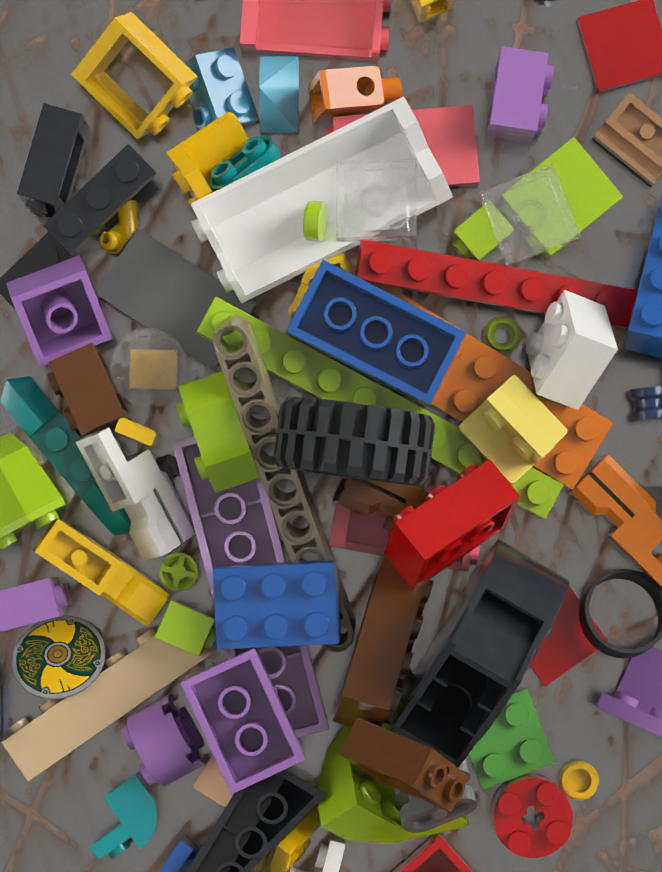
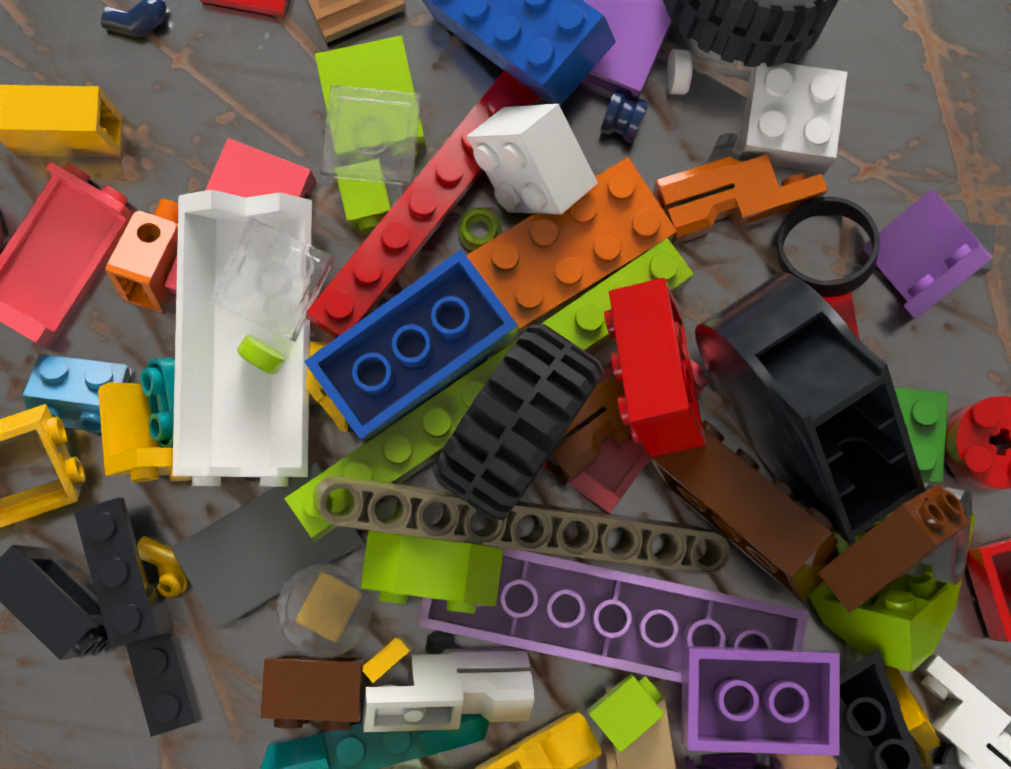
camera: 60 degrees left, 5 degrees down
(58, 310) = (212, 678): medium lavender brick -> none
(173, 571) = (563, 693): lime wheel -> none
(276, 604) = (650, 600): blue brick -> none
(279, 94) = (115, 332): medium azure slope -> none
(512, 429) = (585, 256): light yellow bracket -> none
(517, 95) = (242, 87): medium lavender brick -> none
(578, 779) = (975, 379): yellow tile -> none

